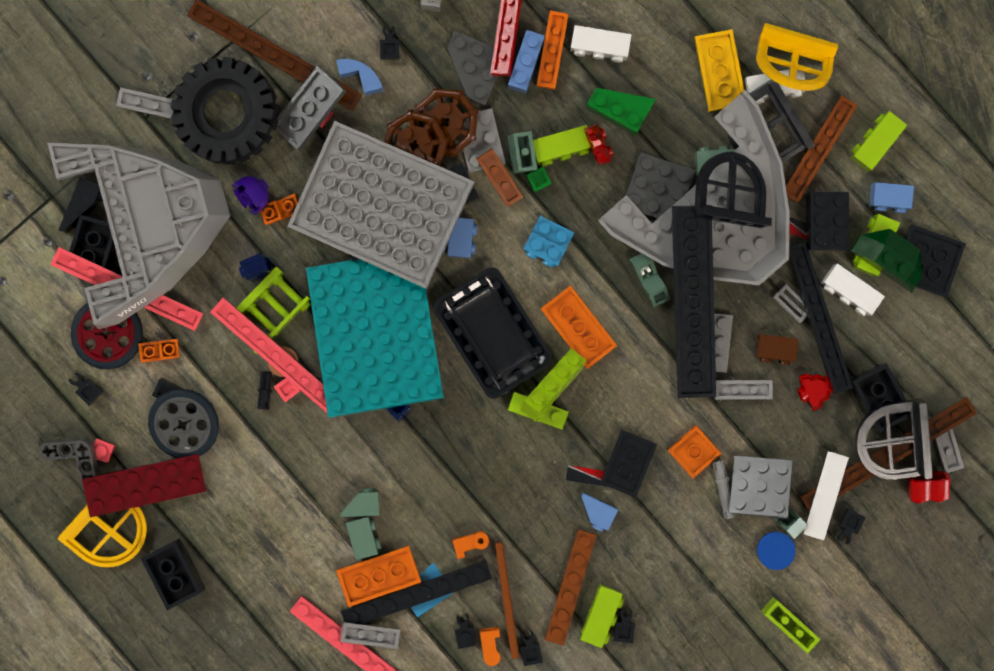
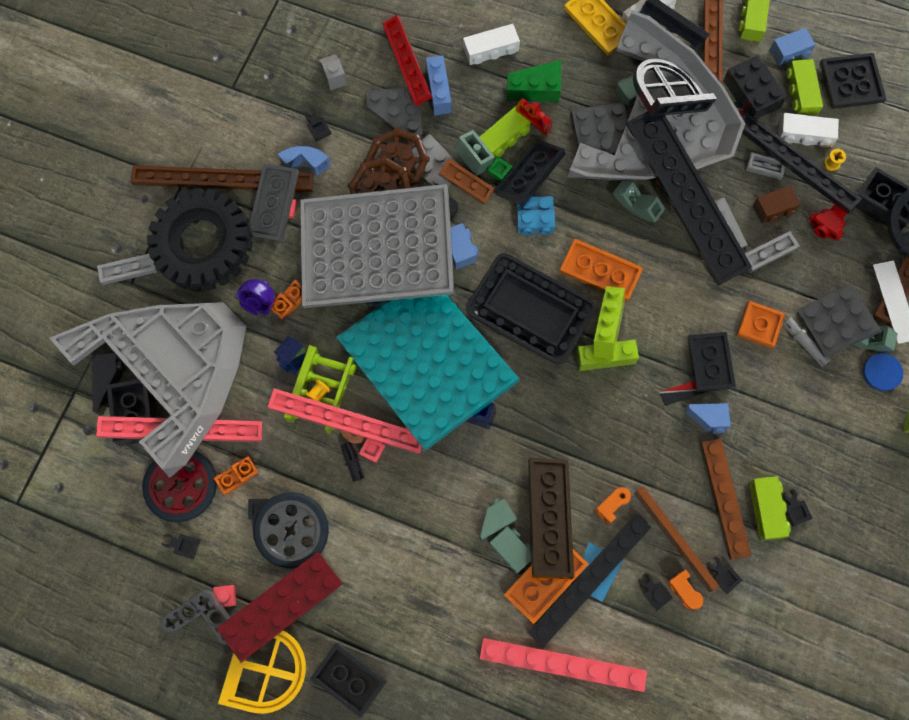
camera: 25 degrees left, 15 degrees down
(262, 315) = (317, 391): none -> yellow bush
(370, 635) = (568, 640): light grey plate -> none
(408, 528) = (550, 519): none -> dark brown plate
(552, 50) = (455, 68): orange plate -> none
(564, 198) = (529, 172): none -> black plate
(863, 335) = (834, 160): none -> yellow bush
(891, 256) = (824, 85): dark green wedge -> none

